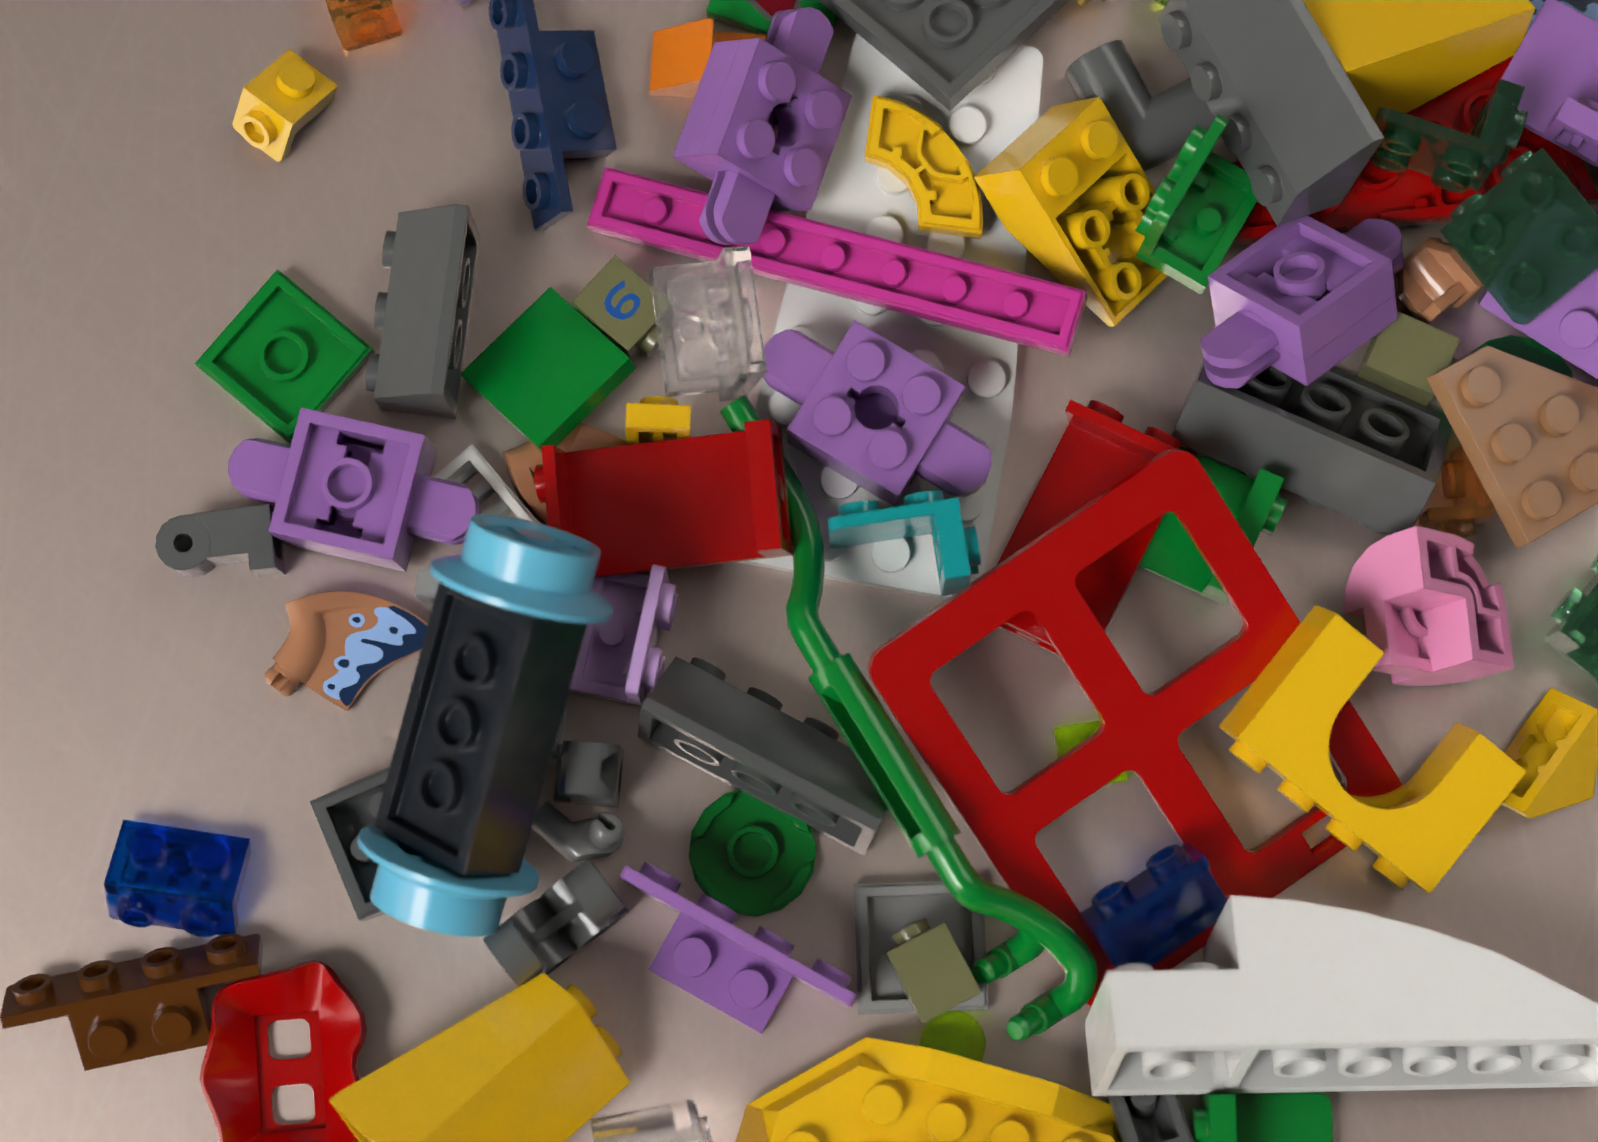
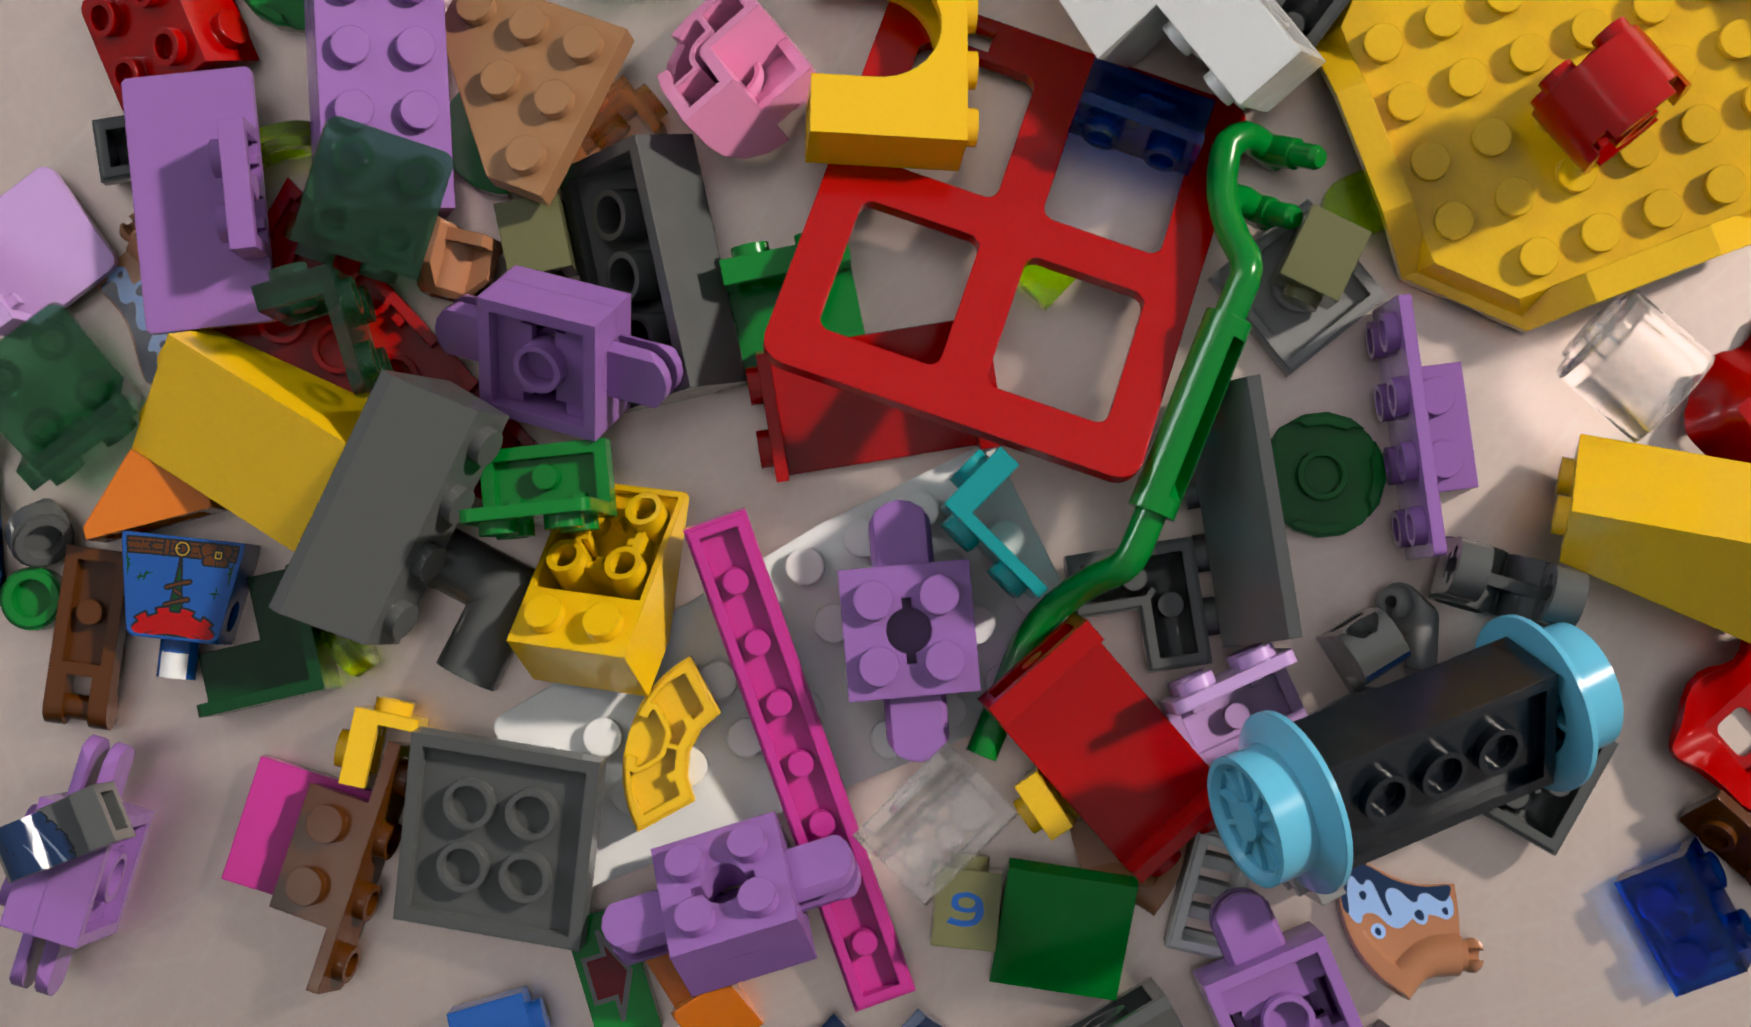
camera: 125 degrees left, 5 degrees up
(749, 645) = (1166, 602): none -> dark grey brick

